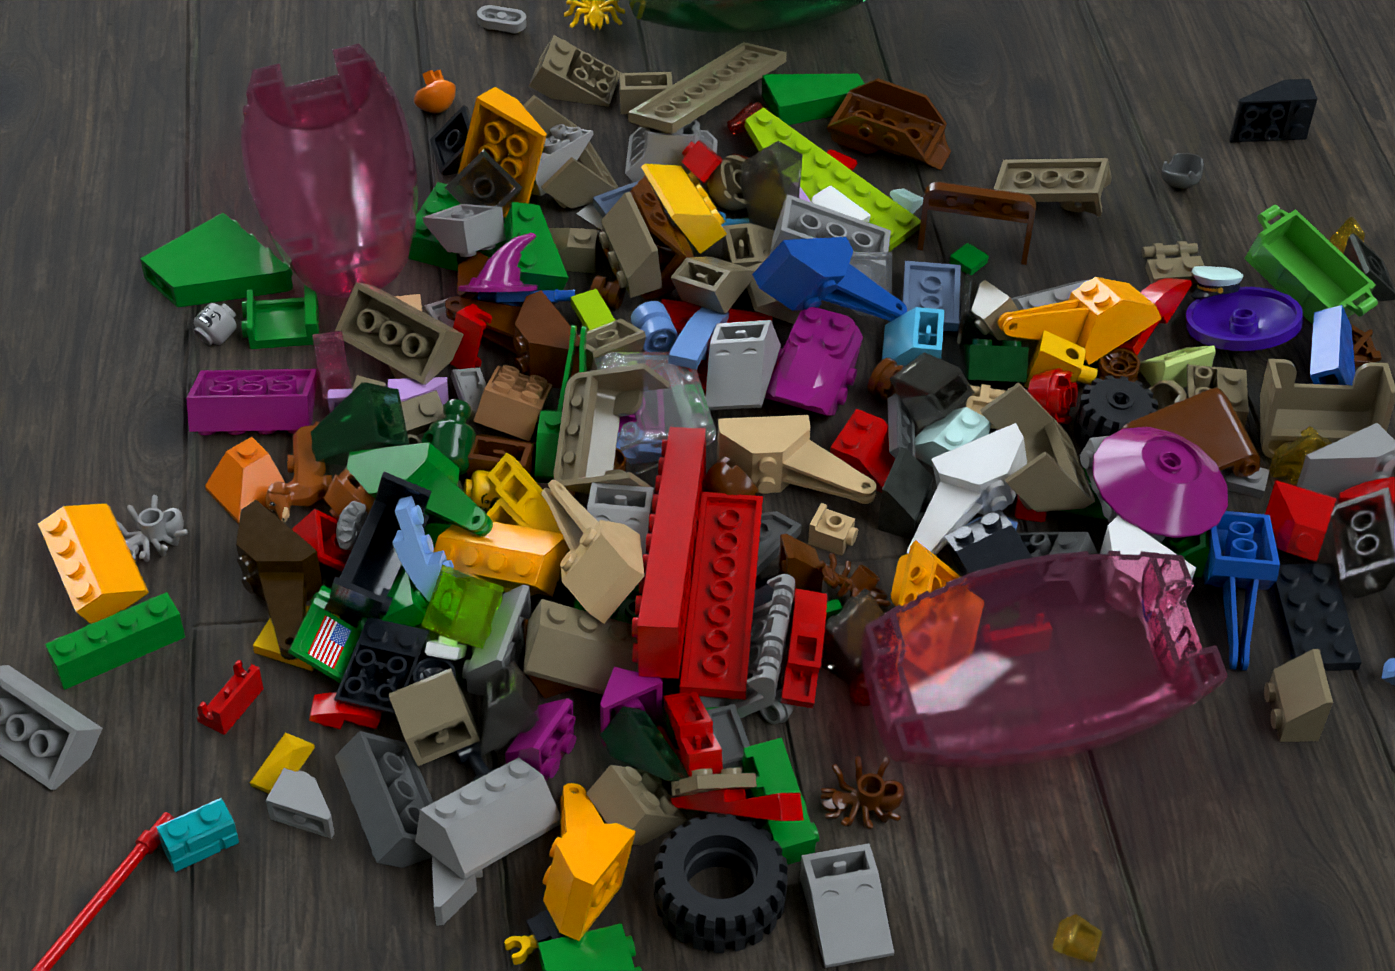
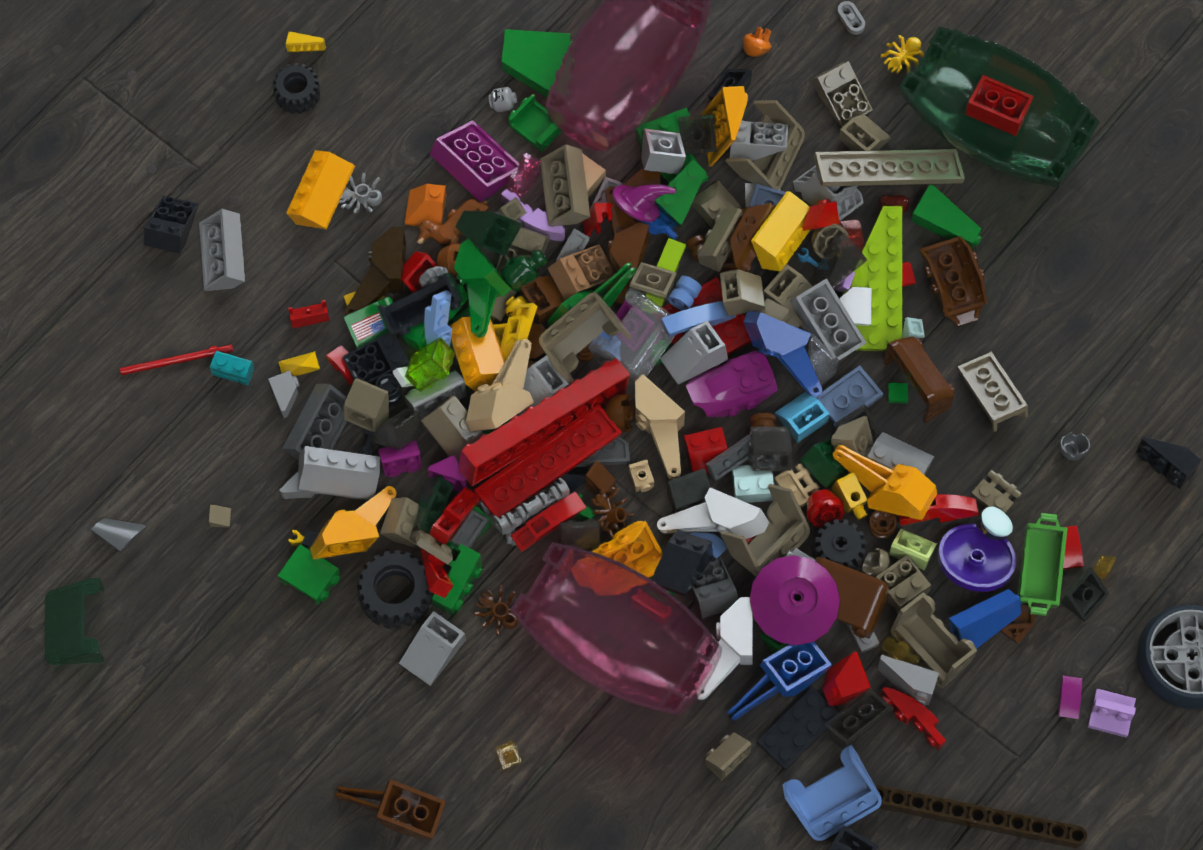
camera: 50 degrees right, 20 degrees up
(115, 640) = (292, 240): green brick -> none

